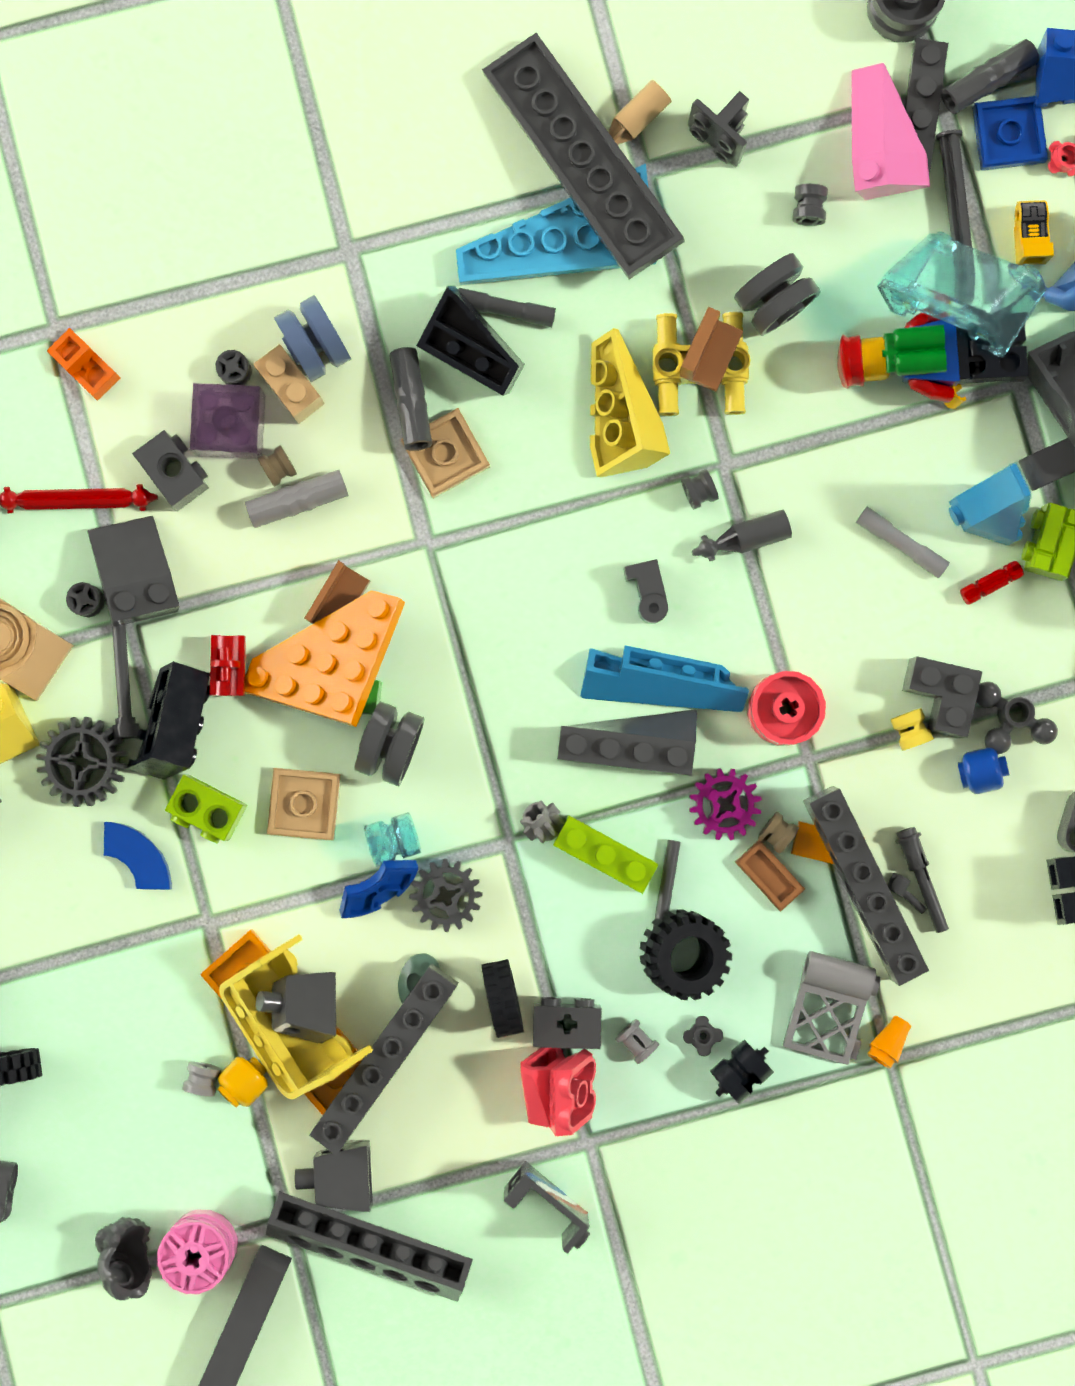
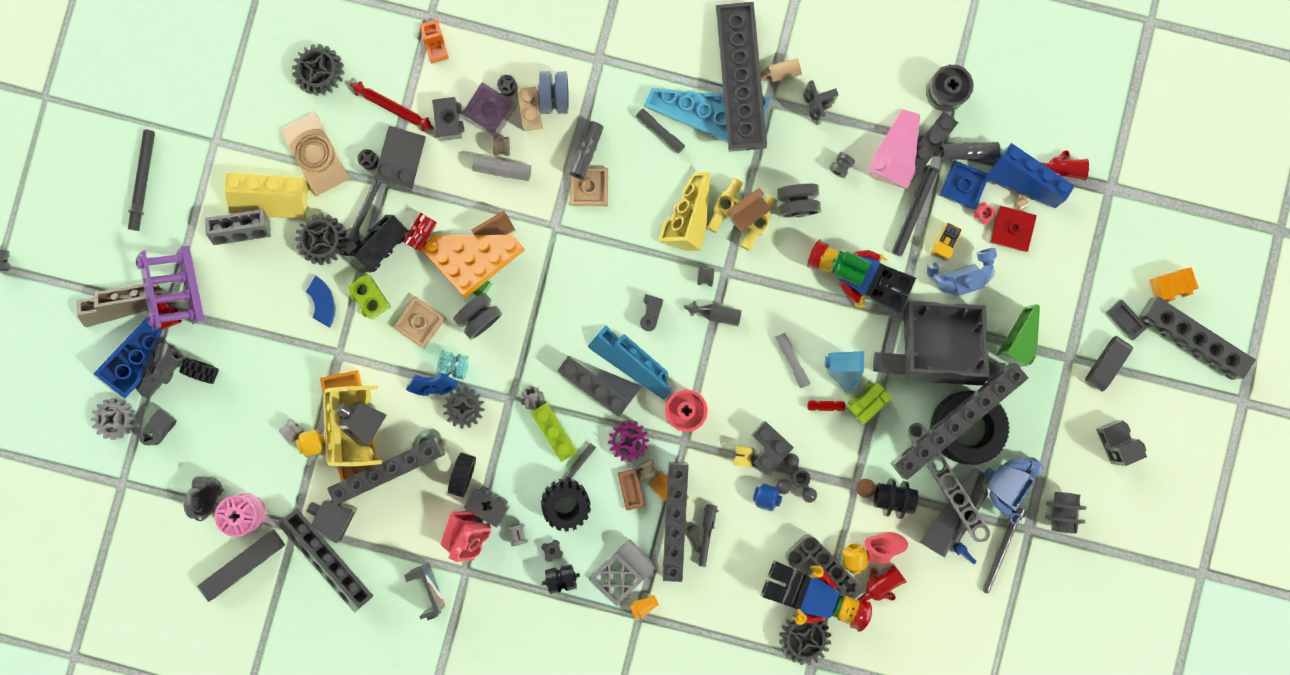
camera: 25 degrees right, 0 degrees up
(469, 343) = (631, 139): black wedge -> none
(964, 289) = (893, 250): clear light blue windscreen -> none

